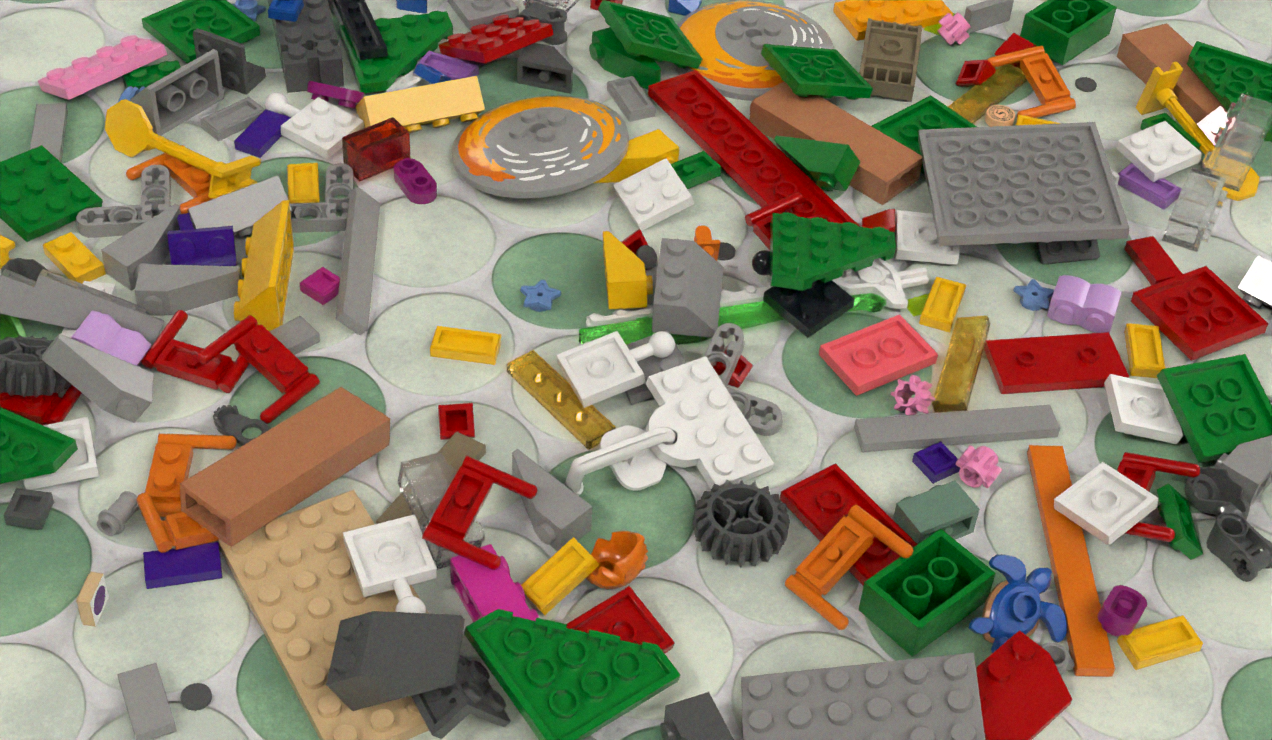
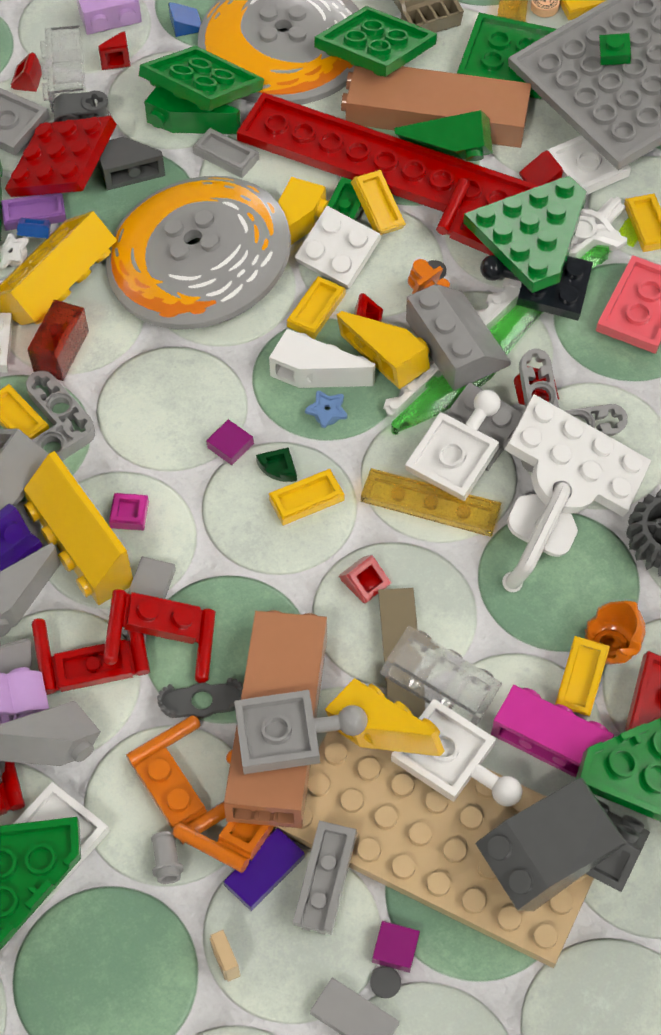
camera: 30 degrees left, 15 degrees up
(28, 508) = (82, 906): dark grey plate -> none
(214, 590) = (325, 878): none -> light grey hinge
(226, 675) = (395, 946): none -> magenta tile
(271, 459) = (282, 731): none -> light grey plate
(354, 501) = (389, 723): none -> yellow slope
(358, 261) = (142, 467): light grey tile -> none
(415, 181) = (110, 351): magenta plate -> none
(443, 280) = (229, 442): none -> magenta tile
(462, 504) = (473, 668): red plate -> none
(465, 313) = (277, 465): none -> dark green tile
(555, 510) = (518, 614): light grey slope -> none
(557, 260) = (315, 364): none -> white slope
(589, 230) = (316, 307): none -> yellow tile
(648, 256) = (382, 314): dark grey piece -> none
(715, 180) = (378, 202): none -> yellow tile
(1011, 157) = (615, 49): none -> green plate

